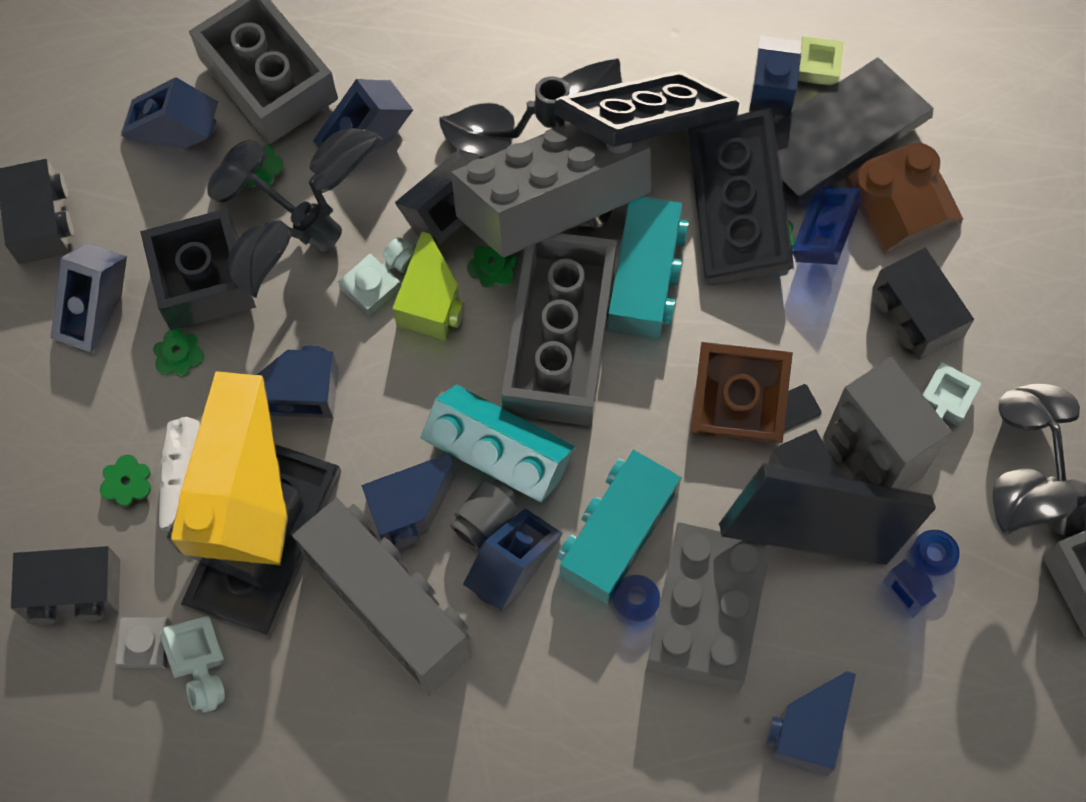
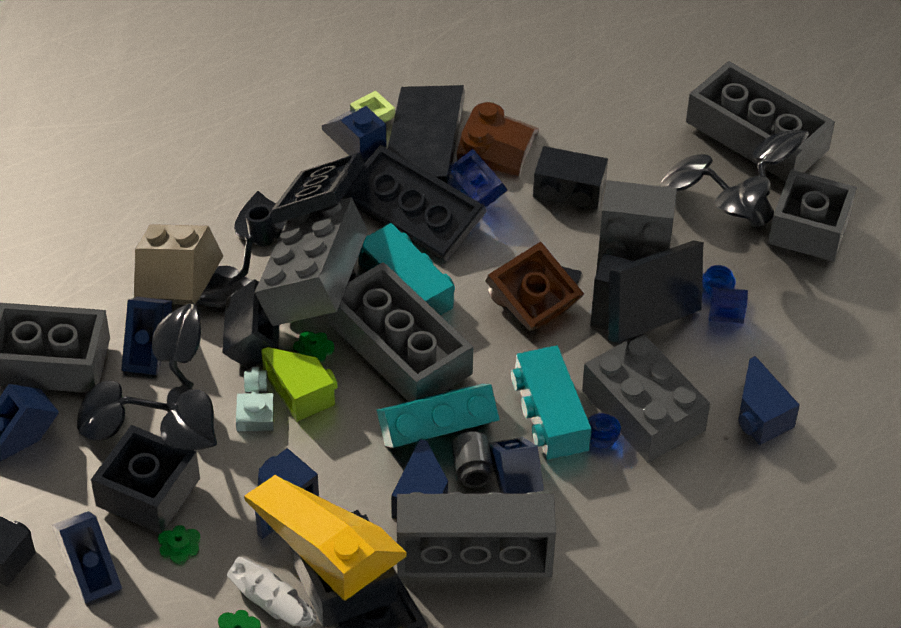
camera: 50 degrees left, 20 degrees down
(453, 74) = (175, 262): none -> dark tan slope

